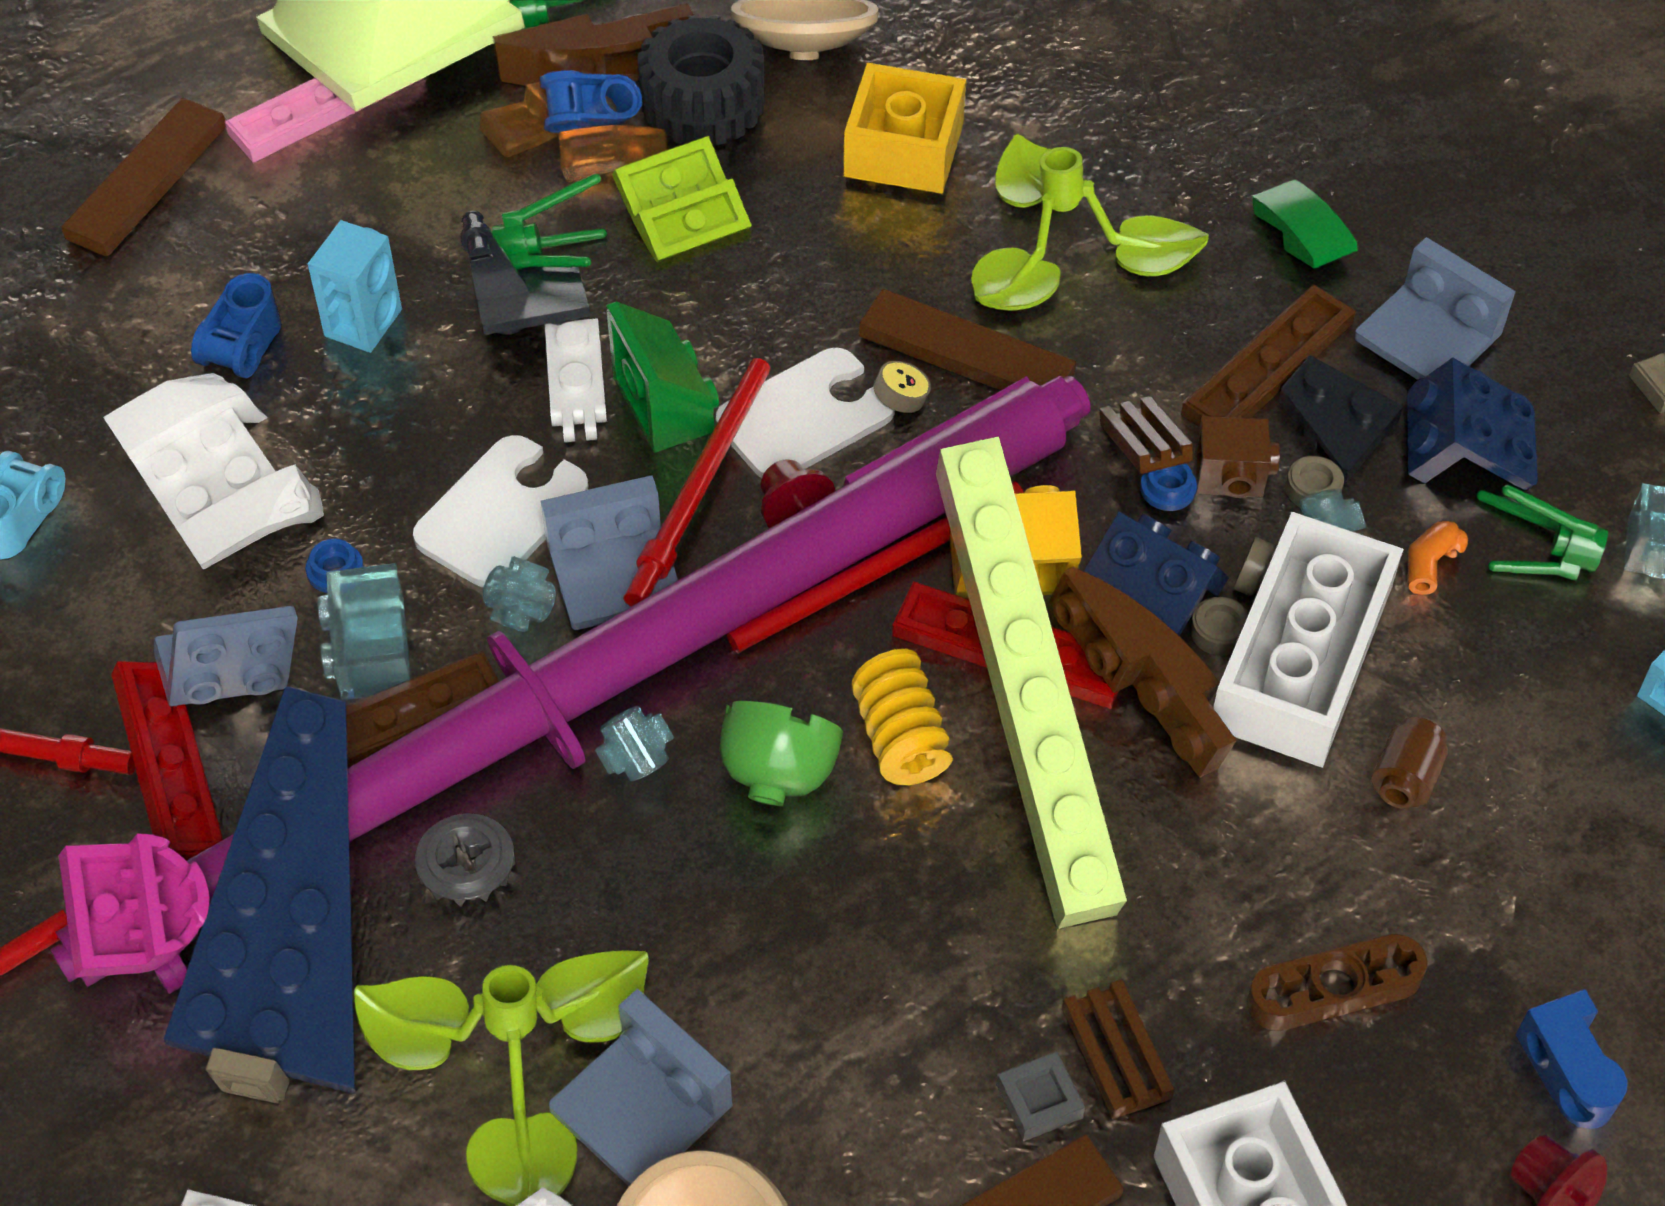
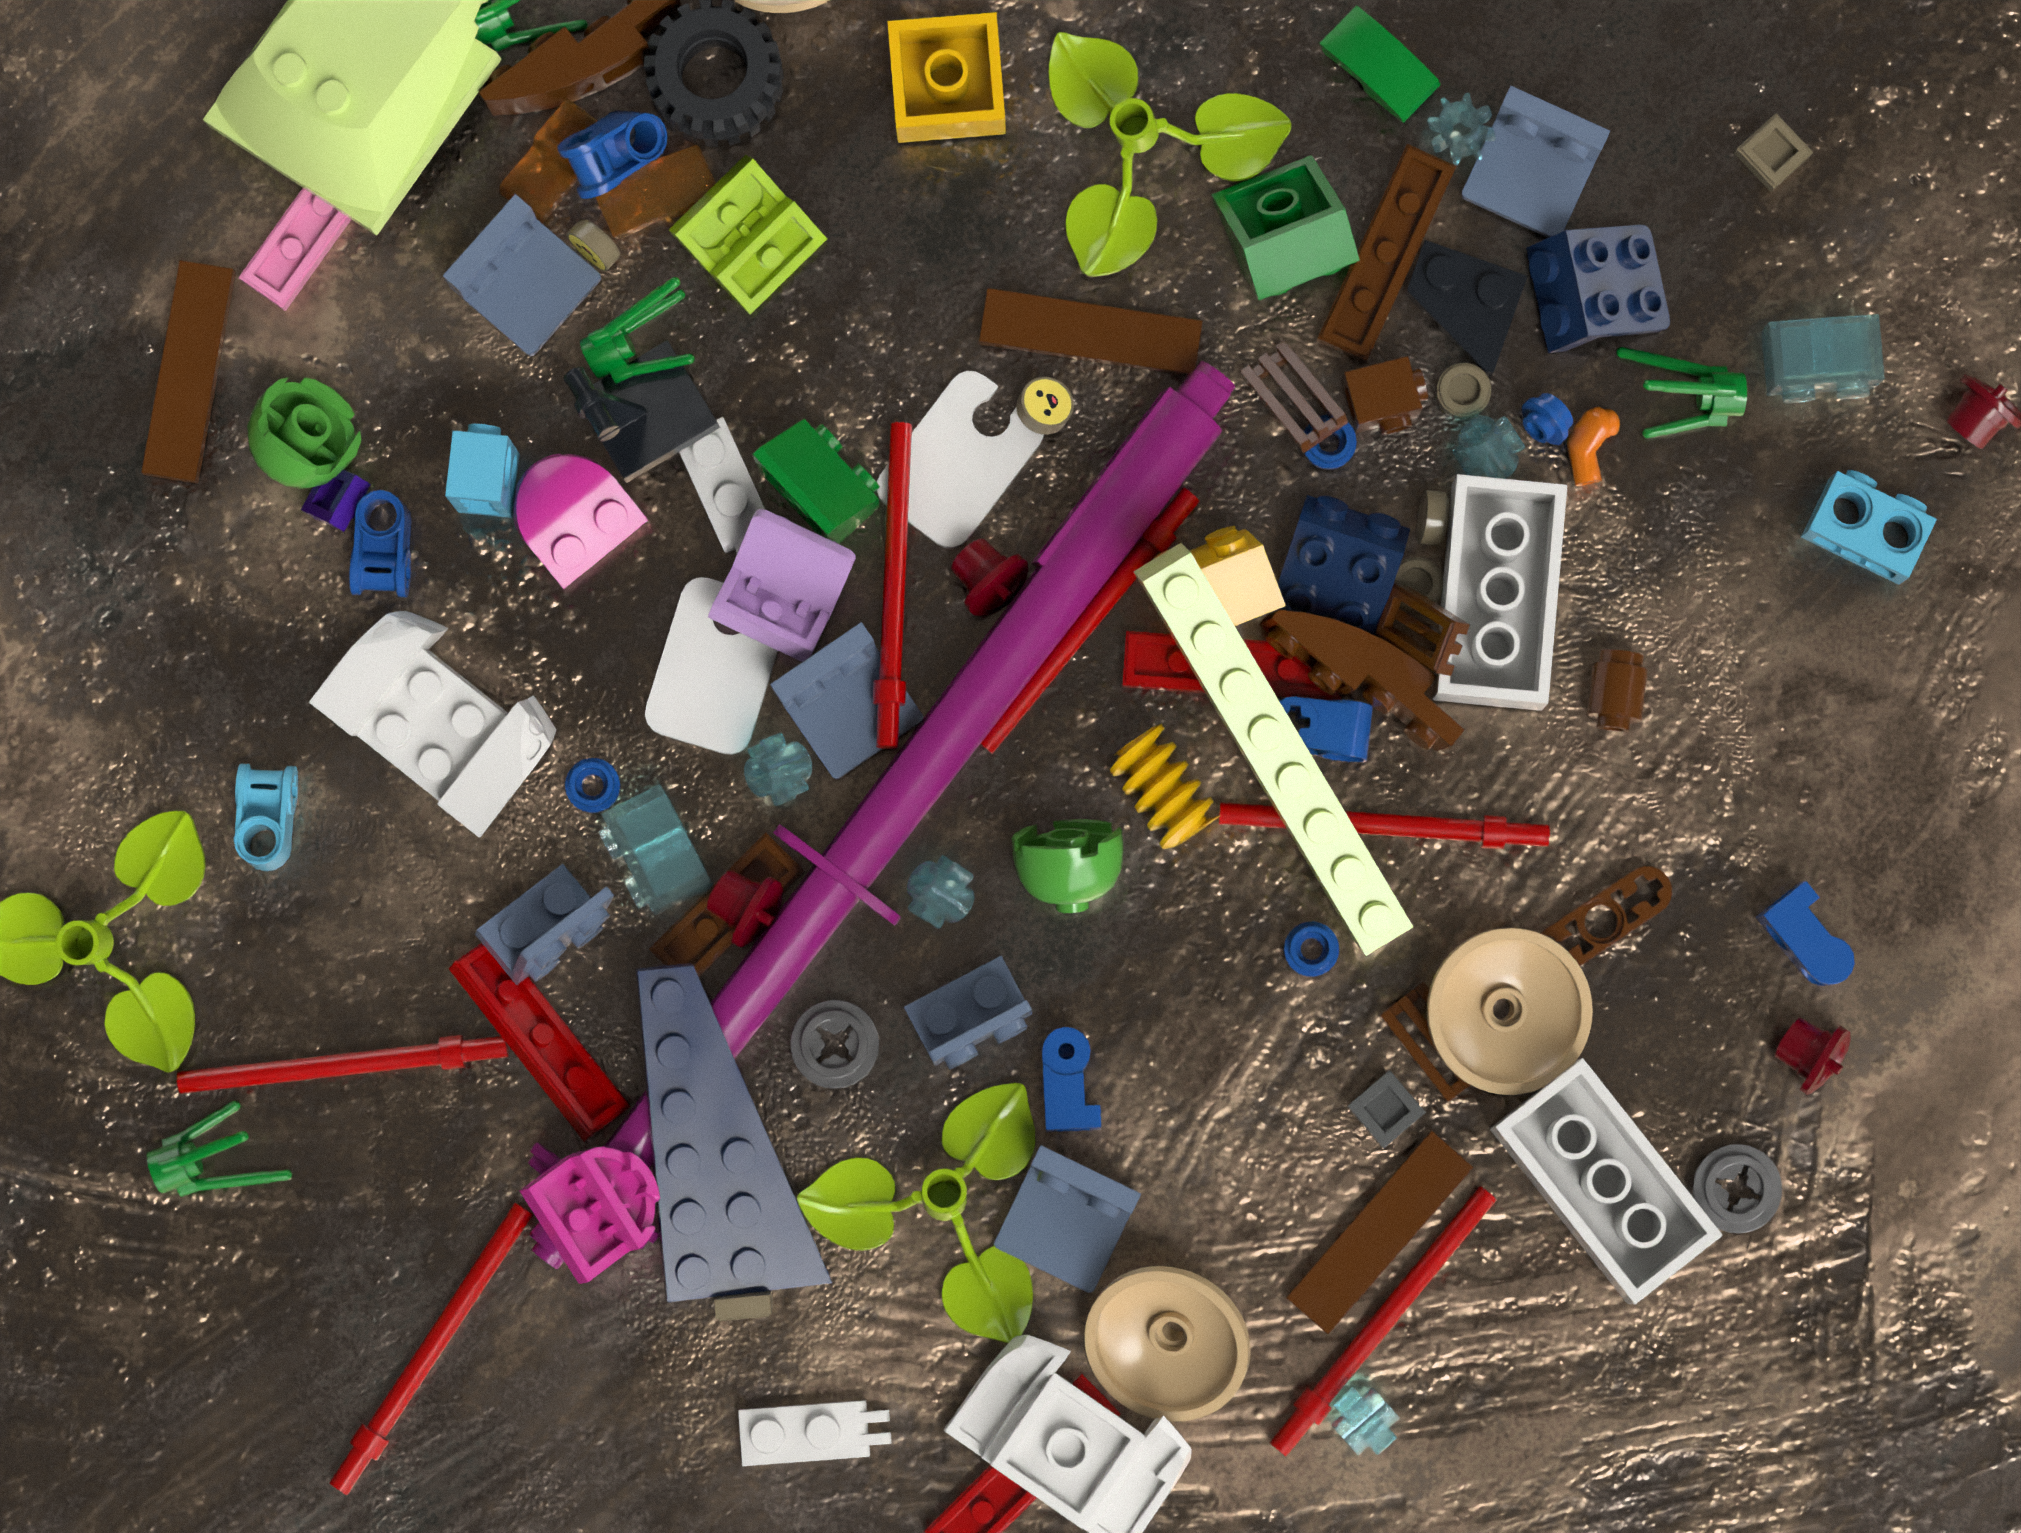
camera: 15 degrees left, 30 degrees up
(209, 223) = (302, 433): none -> bright green cylinder
(211, 287) = (337, 500): none -> dark purple plate
(426, 354) = (572, 514): none -> slope
(429, 688) = (745, 905): none -> dark red piece
(461, 167) = (521, 277): none -> sand blue bracket
(541, 170) = (593, 244): none -> dark tan tile
(598, 432) = (783, 585): none -> lavender bracket
(618, 871) = (969, 1012): none -> sand blue bracket
(694, 953) = (1064, 1060): none -> blue leg
(1009, 900) = (1320, 933): none -> blue plate
(1104, 713) = (1333, 727): none -> blue piece
(1181, 315) = (1286, 227): none -> green slope
(1217, 645) = (1445, 640): none -> reddish brown tile
(1217, 983) = (1545, 1020): none -> tan dish
(1239, 860) = (1491, 831): none -> red bar
(1369, 279) = (1453, 140): none -> clear light blue gear
(1394, 518) = (1546, 419): none -> blue plate

